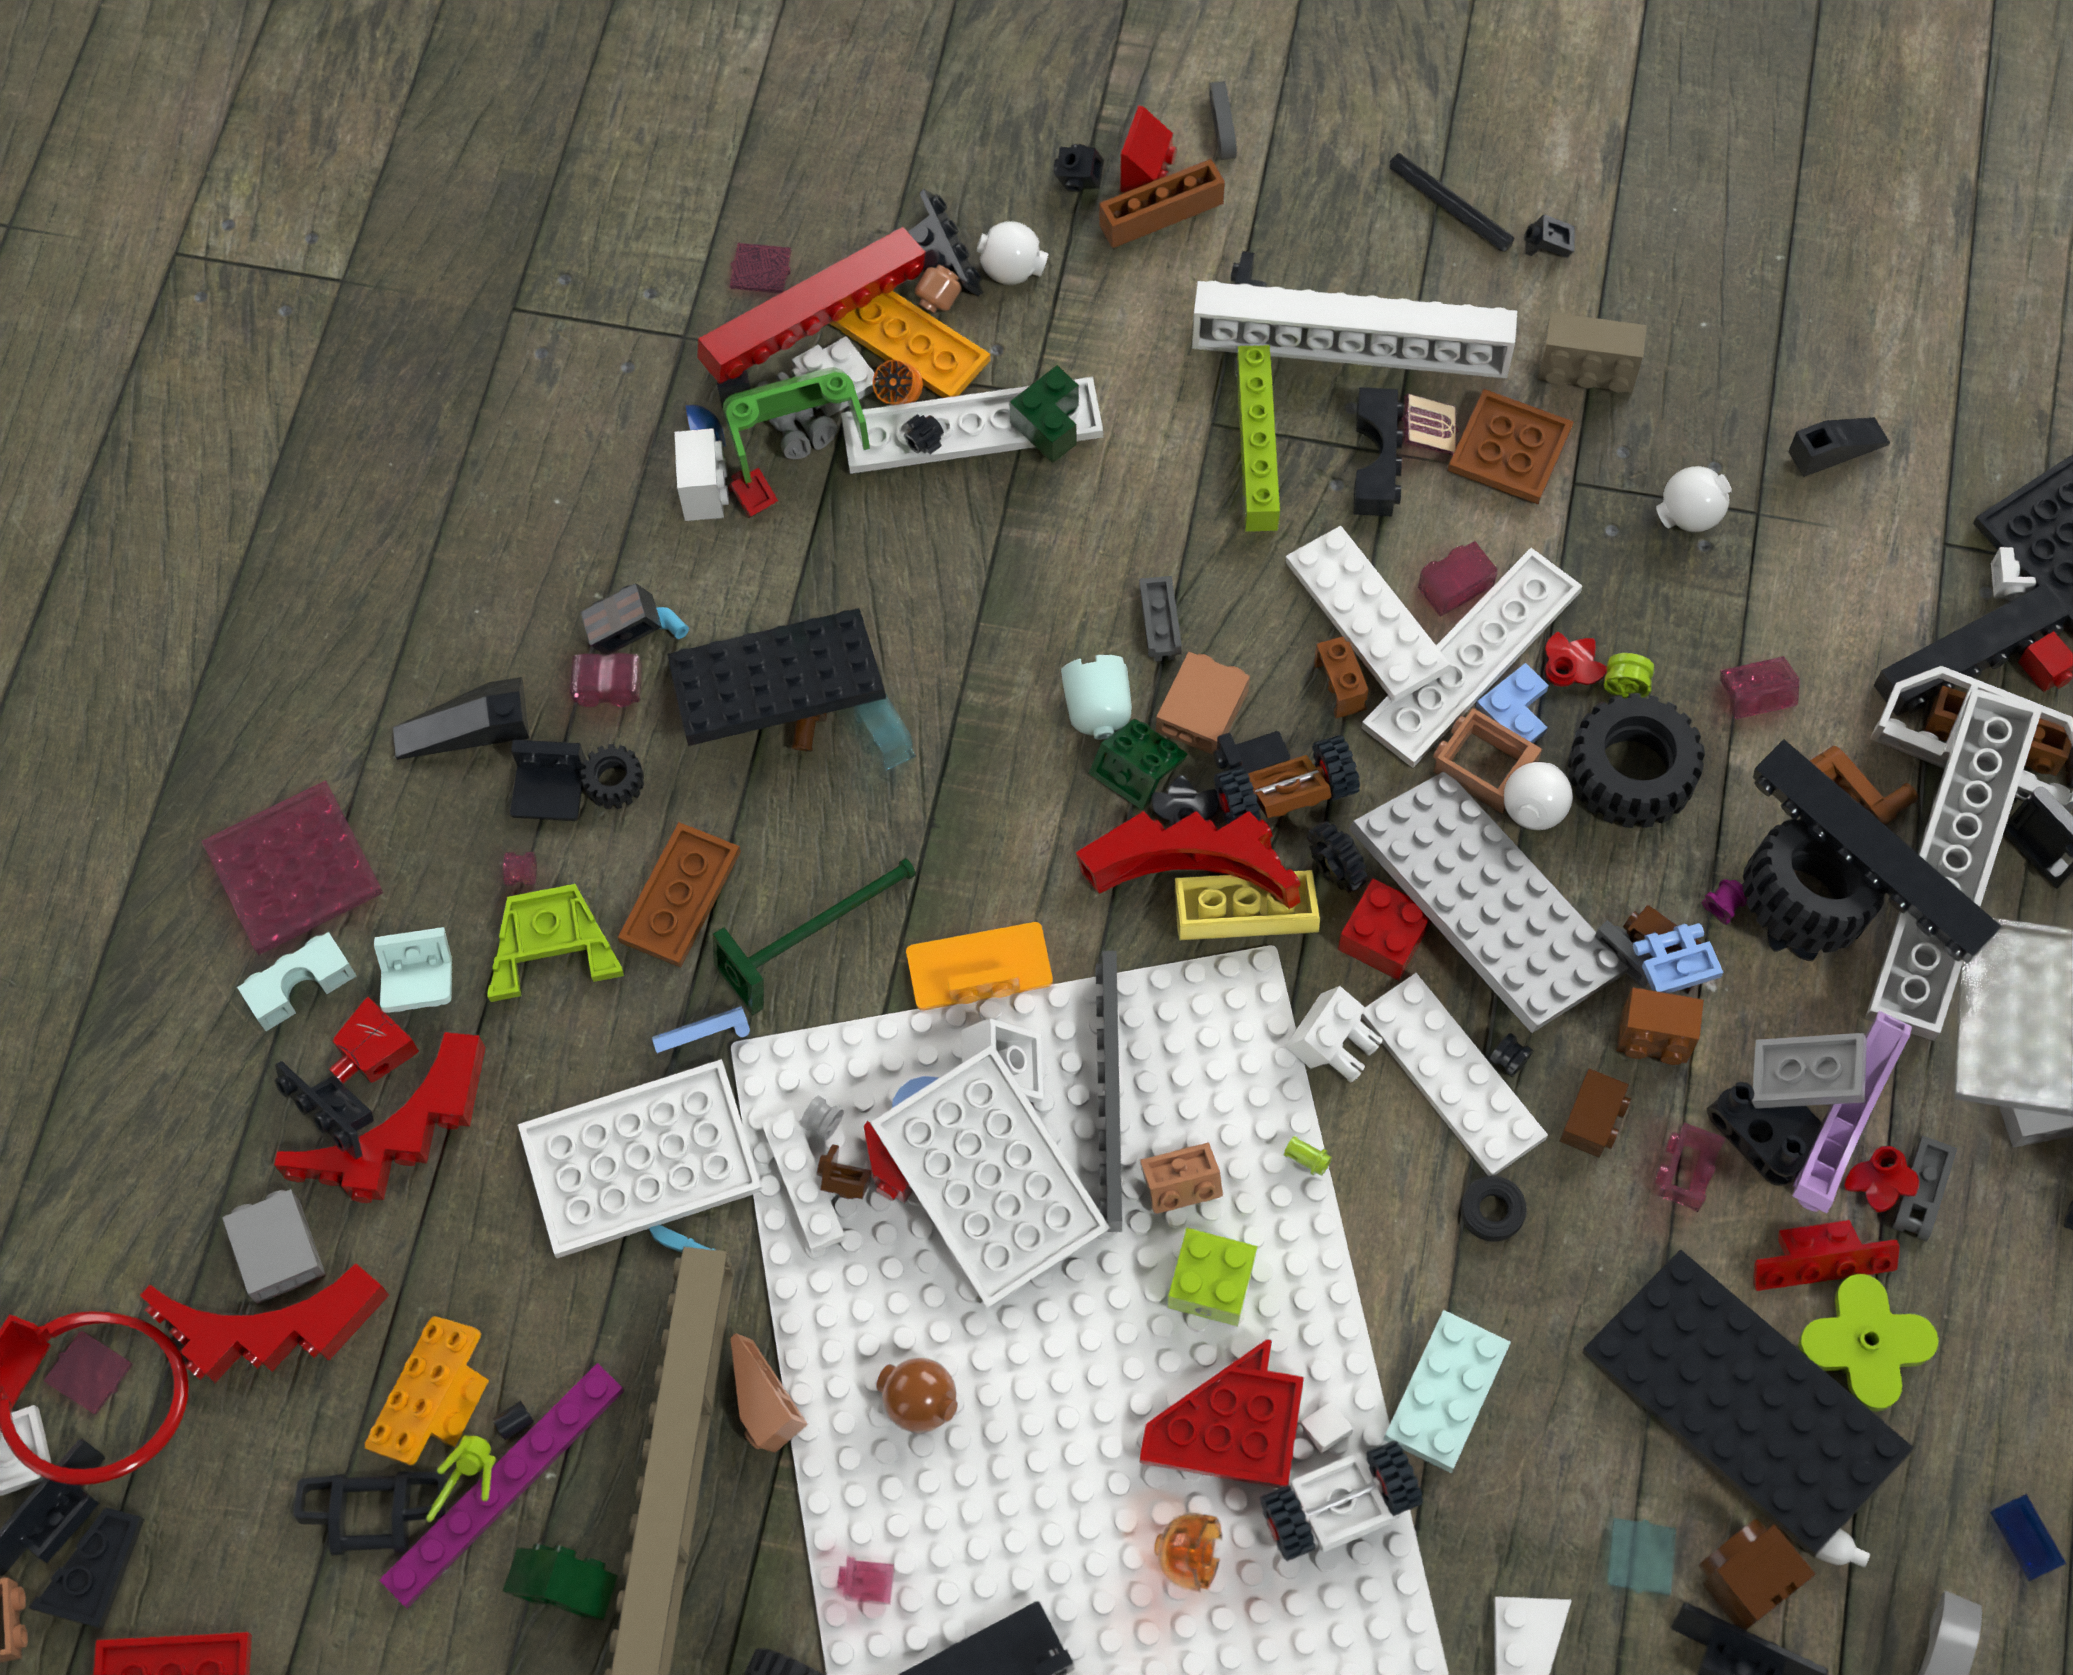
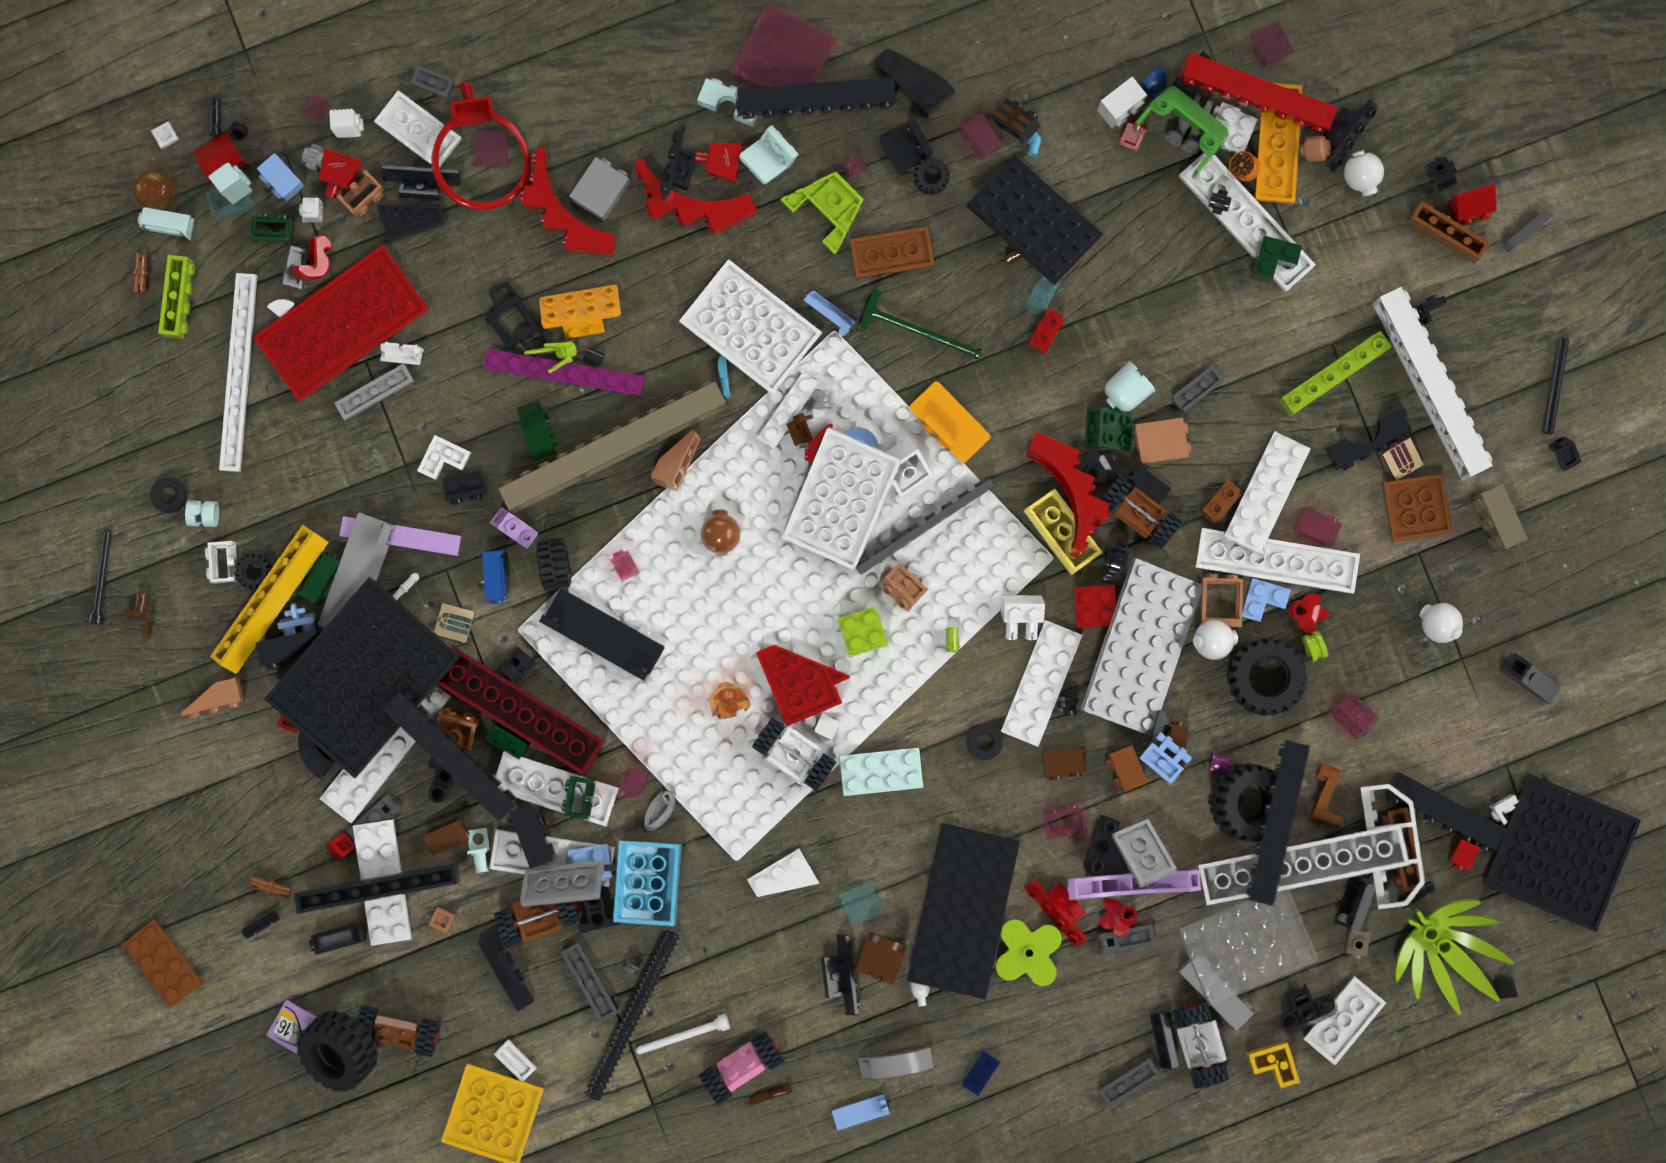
camera: 55 degrees right, 20 degrees up
(381, 857) = (815, 97): none -> black brick
(943, 756) = (1046, 331): none -> red window

